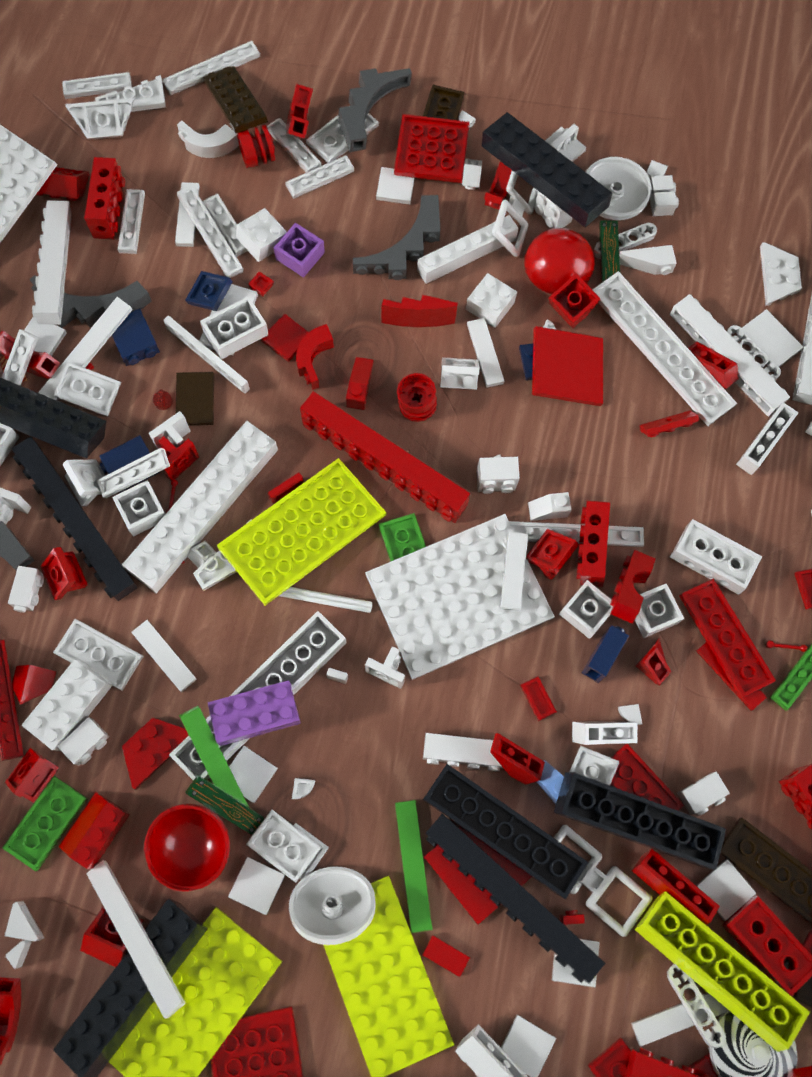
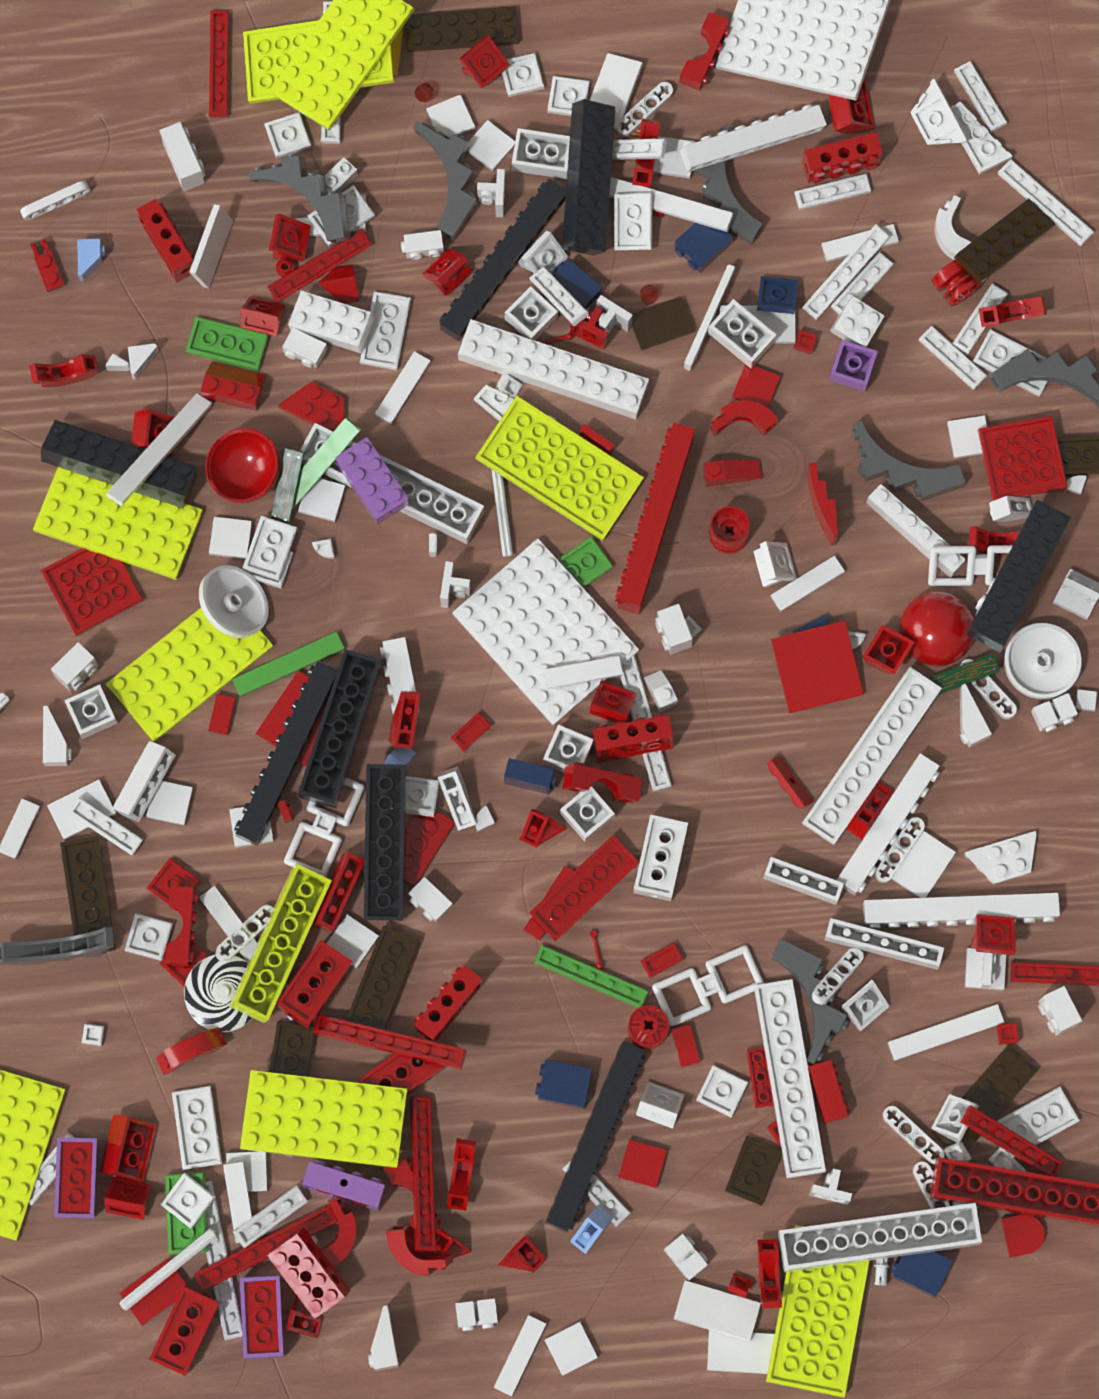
camera: 75 degrees right, 5 degrees up
(491, 300) = (865, 571): white brick -> none

